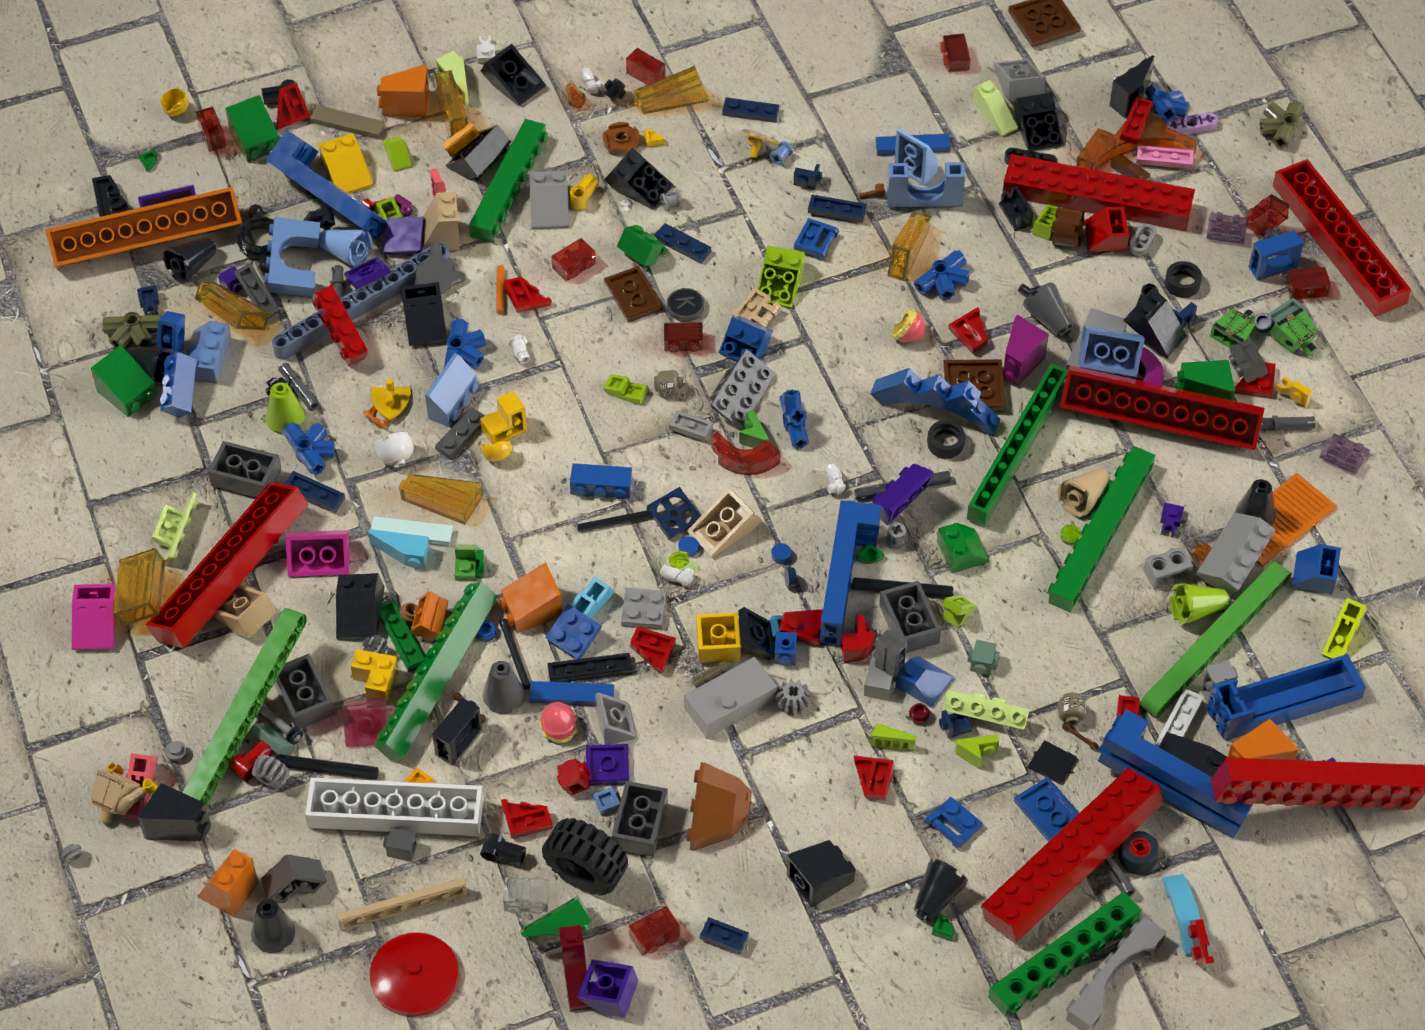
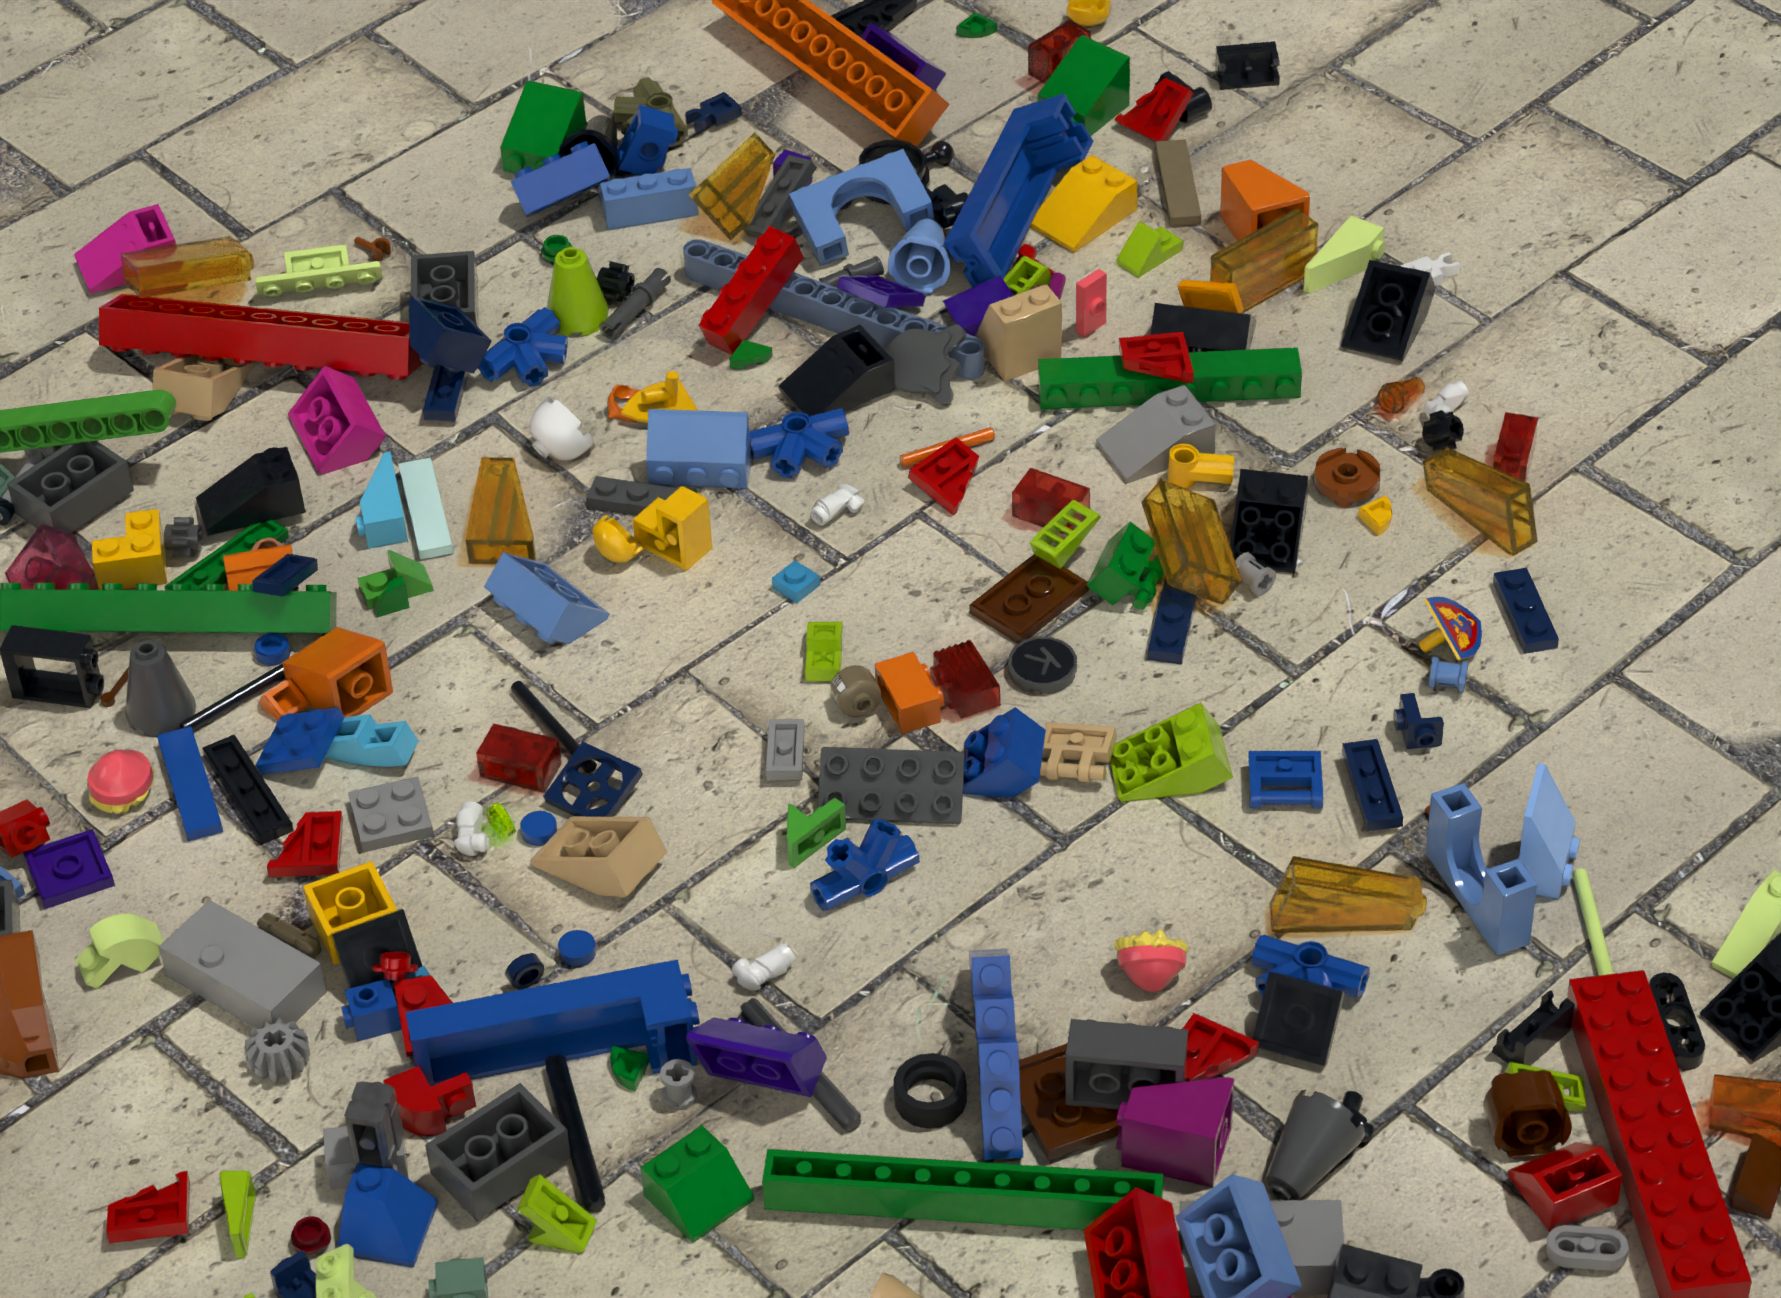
camera: 70 degrees right, 10 degrees down
(167, 495) = (377, 247): none -> dark orange hand
(188, 258) = (807, 116): black cone -> none
(225, 409) = (553, 245): none -> green plate
(272, 57) = (1247, 65): none -> black hinge
(299, 471) = (445, 336): none -> dark blue slope
(374, 349) = (750, 353): none -> green tile
(458, 597) = (285, 575): none -> dark blue tile
(504, 173) = (1158, 355): none -> red wing
(523, 495) = (543, 599): none -> medium blue slope
(530, 635) = (284, 699): none -> orange slope
(566, 385) = (796, 581): none -> dark azure plate
(601, 480) = (614, 678): blue brick -> none
(609, 273) = (1062, 552): none -> lime slope
(614, 719) = (148, 839): light grey slope -> none
(637, 538) = (519, 758): none -> clear red brick
(644, 212) = (1191, 542): none -> clear yellow brick
(682, 360) = (909, 692): none -> orange piece
(689, 750) = (118, 941): none -> yellowish green brick
(742, 461) = (749, 849): clear red arch -> none
(772, 624) = (395, 965): none -> red plate
(937, 143) = (1605, 849): blue tile -> none
(972, 168) = (1592, 922): none -> yellowish green bar
(974, 285) = (1298, 1018): none -> black plate
(985, 352) = (1113, 1058): none -> dark grey brick

